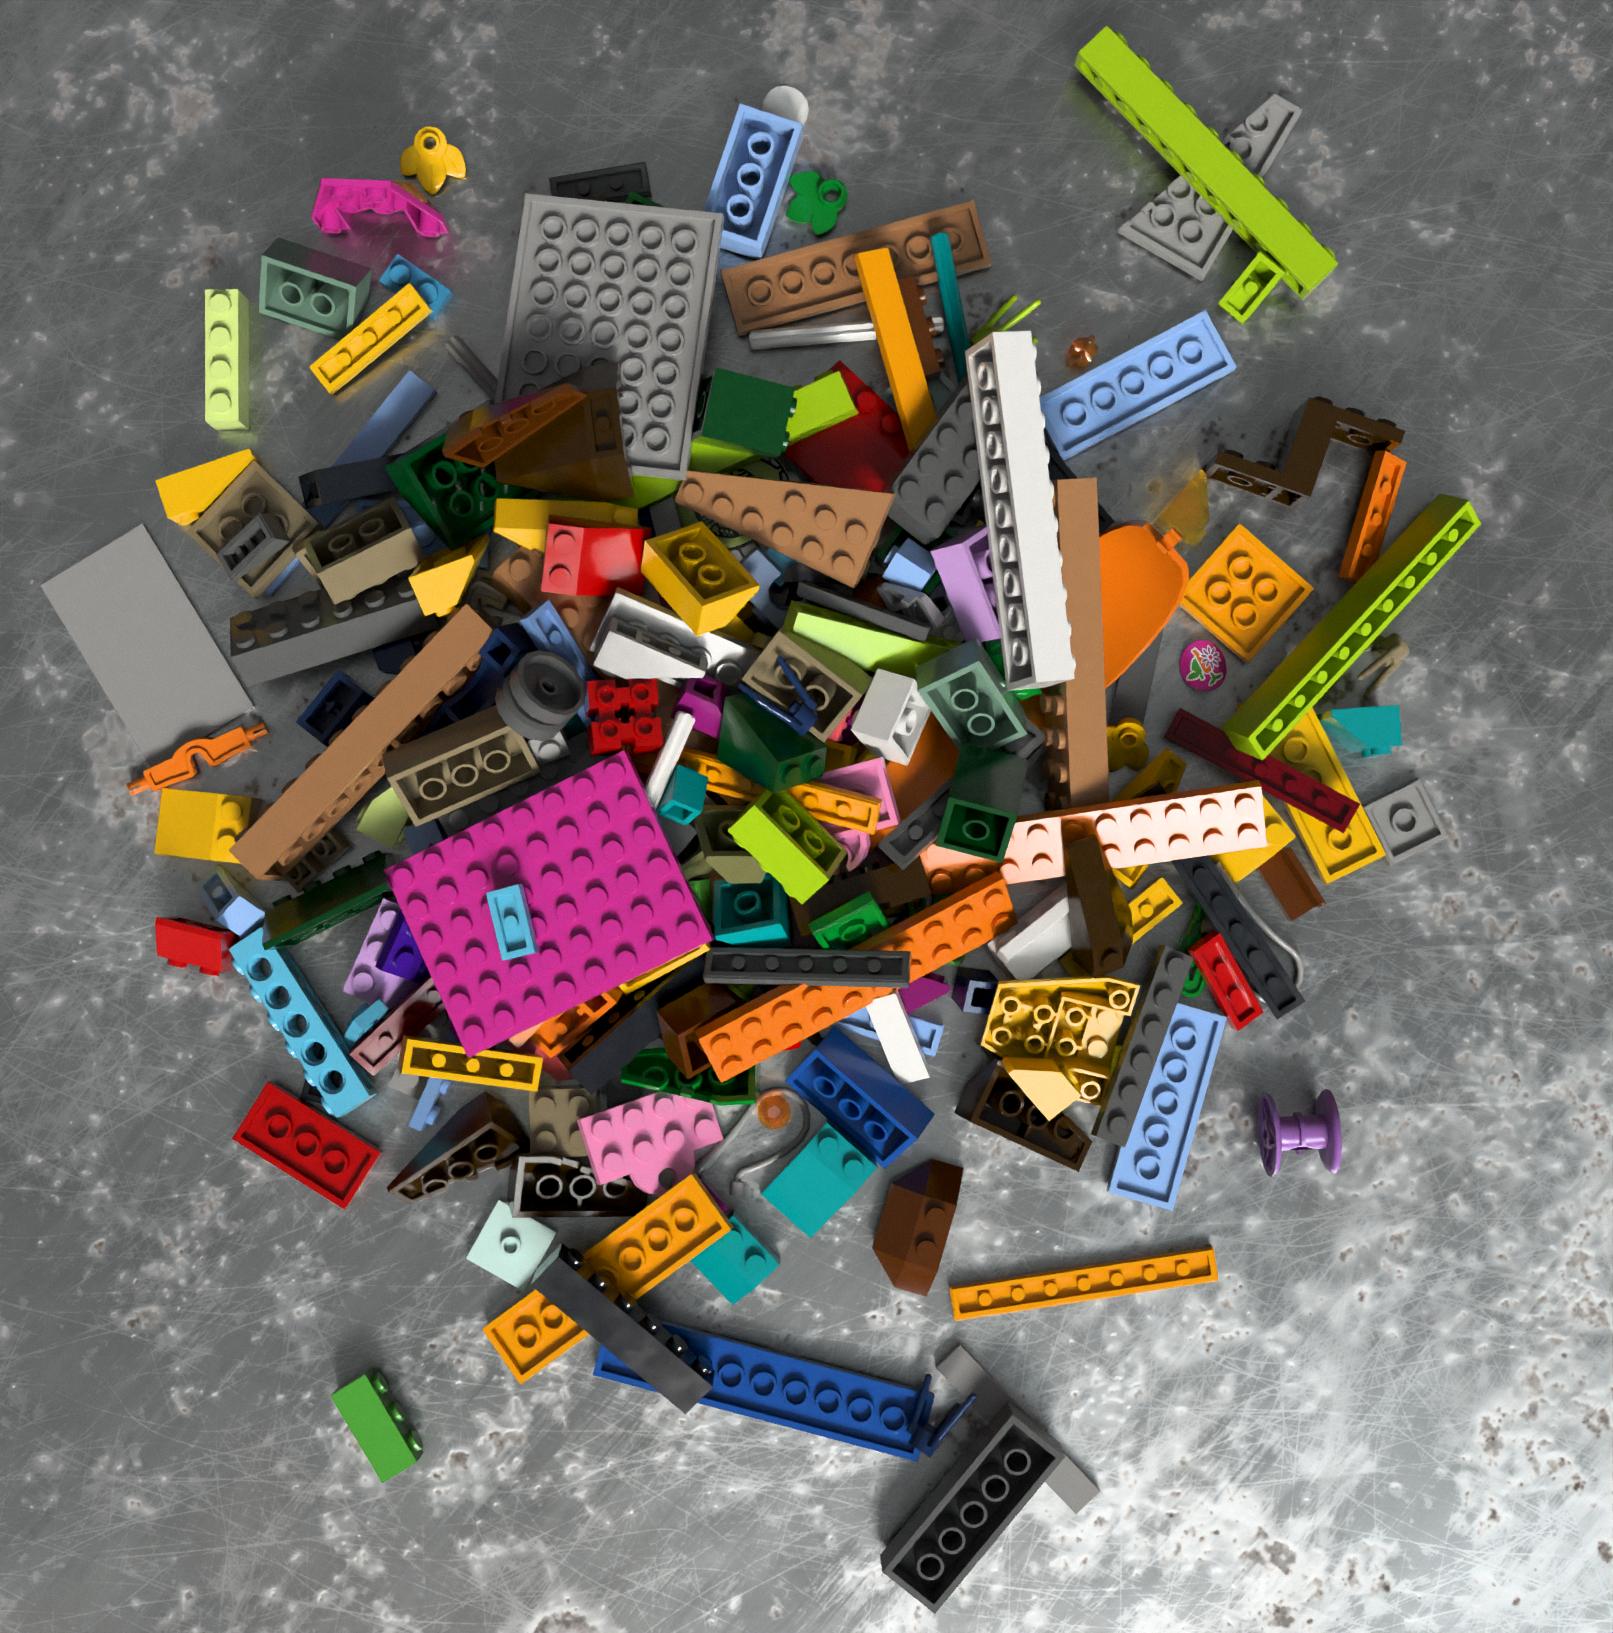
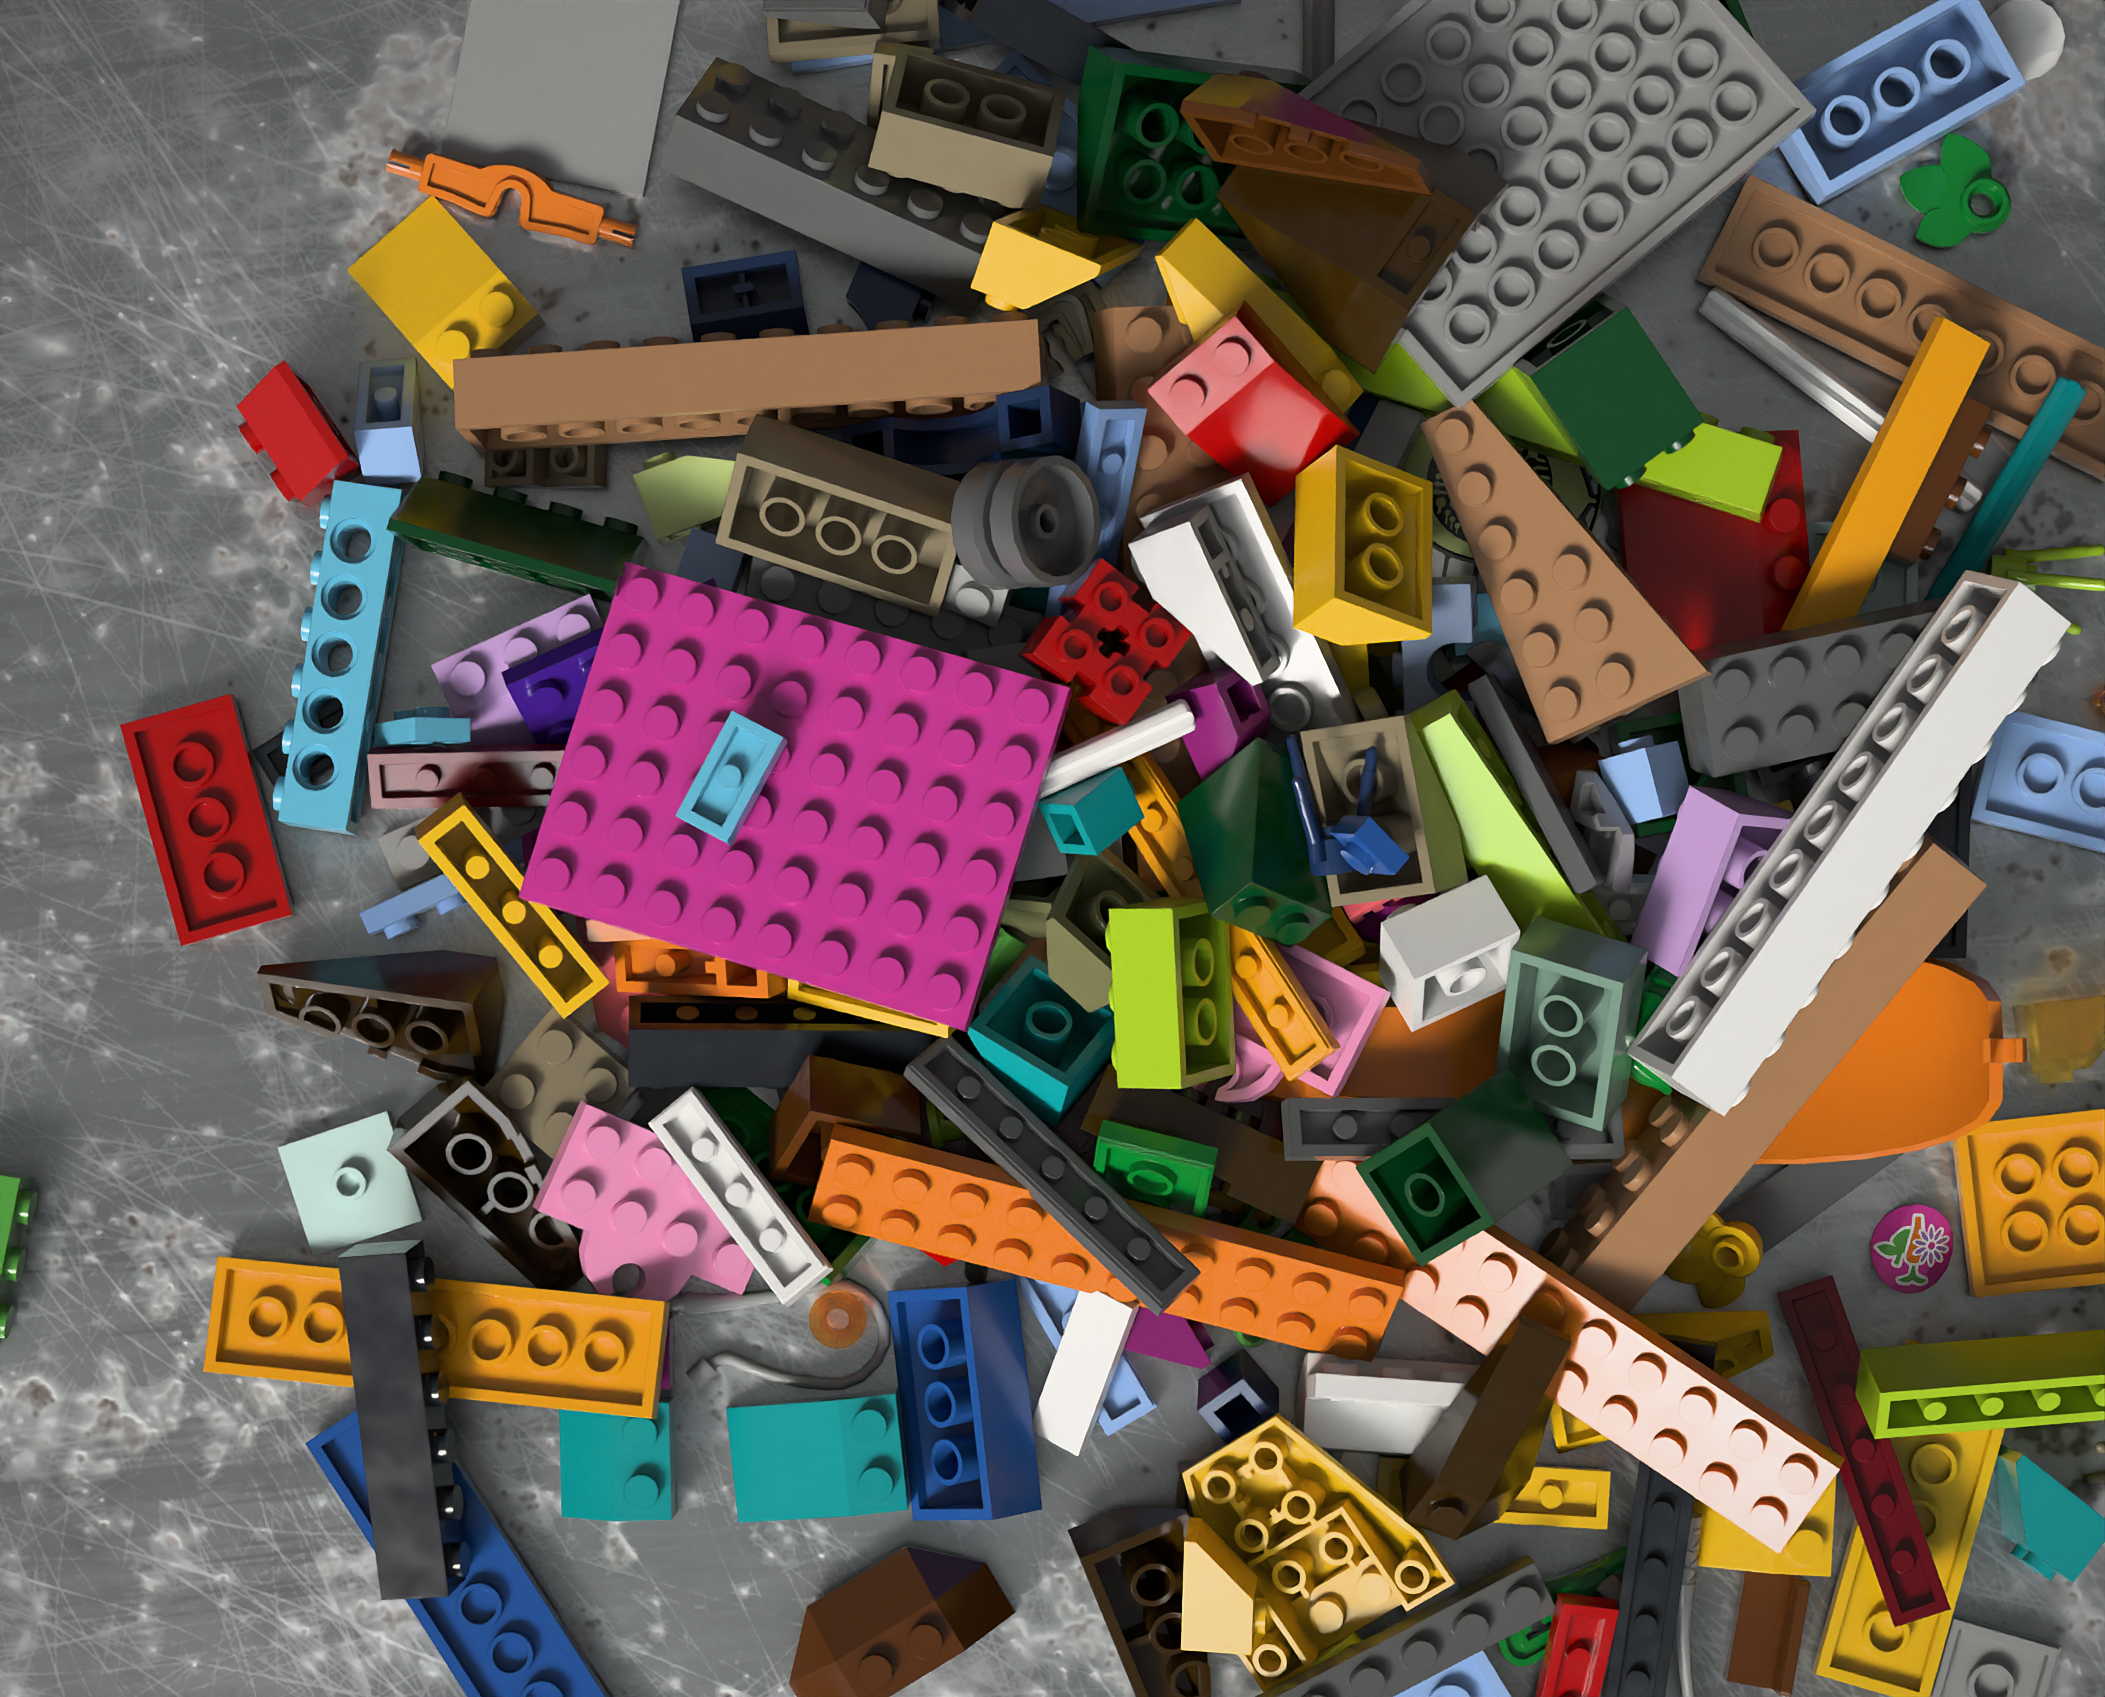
camera: 45 degrees right, 0 degrees up
(683, 1099) = (741, 1196): none -> white tile
(815, 701) = (1368, 846): none -> blue plate

